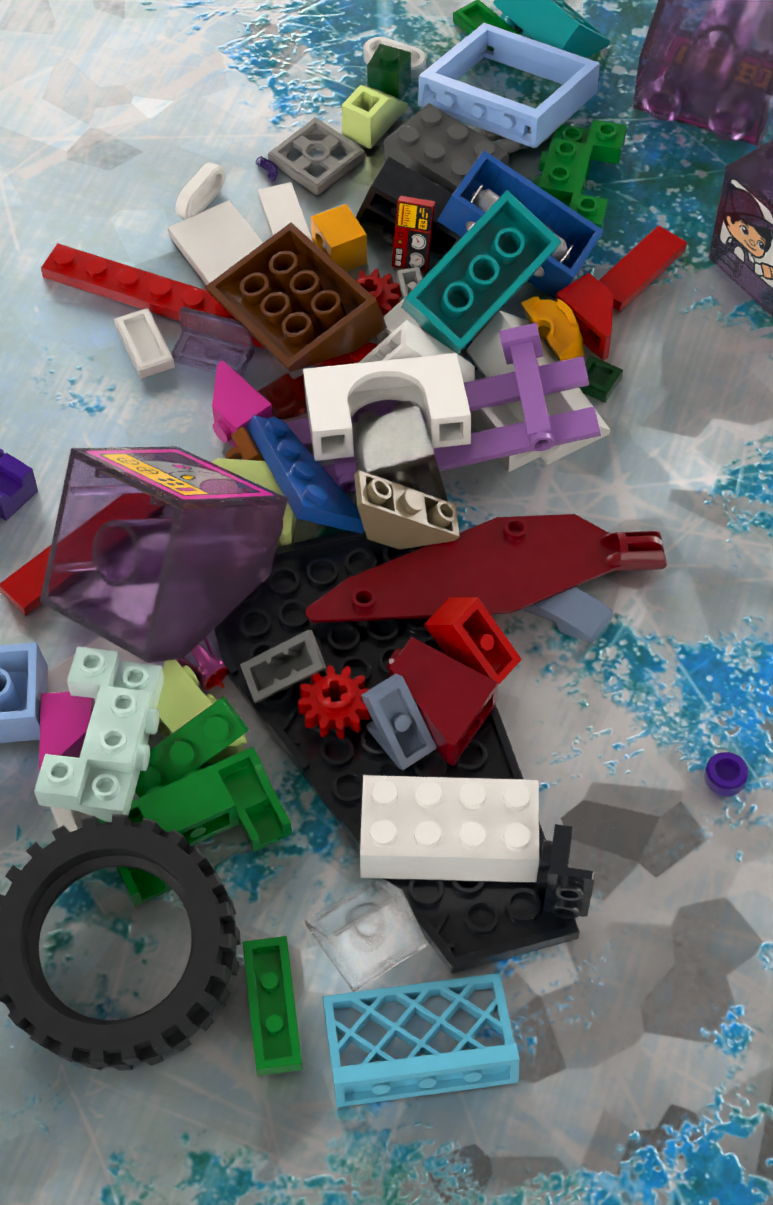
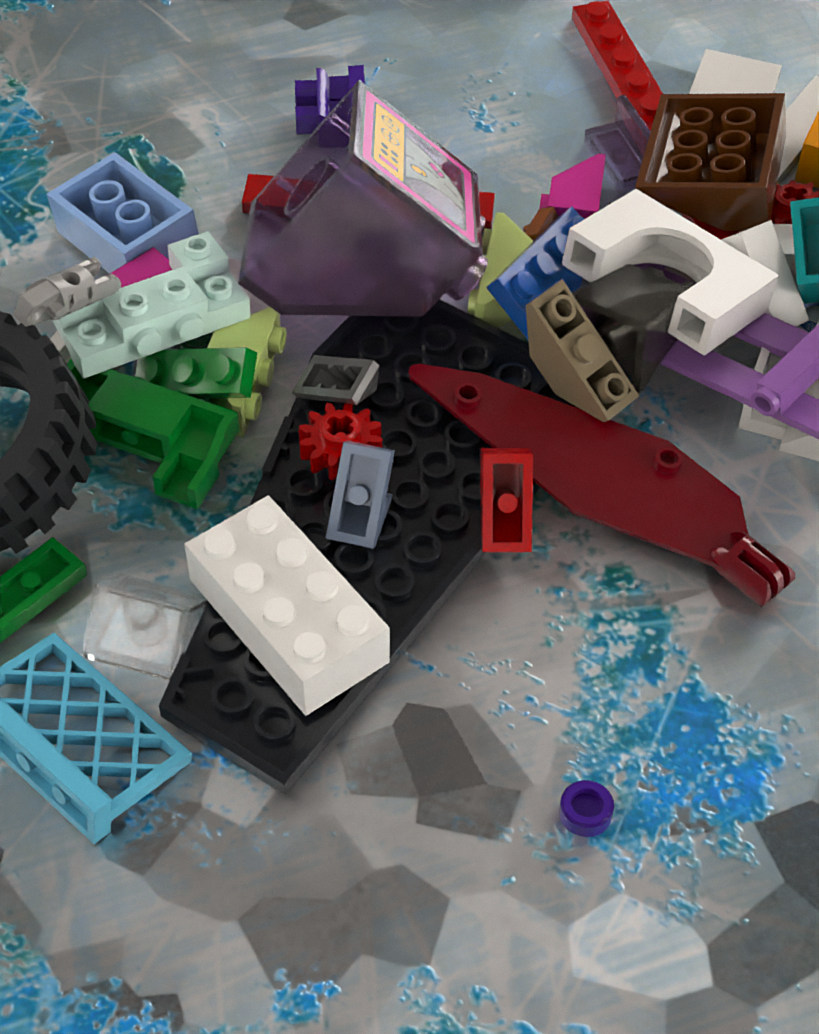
camera: 50 degrees right, 5 degrees down
(79, 775) = (65, 293): none -> light grey hinge
(144, 343) = (578, 111): white tile -> none
(200, 190) = (766, 41): white tile -> none
(211, 670) = (298, 346): flat silver piece -> none
(447, 693) = (420, 514): dark red slope -> none
(567, 889) = (309, 711): black bracket -> none
(574, 613) = (633, 567): sand blue slope -> none

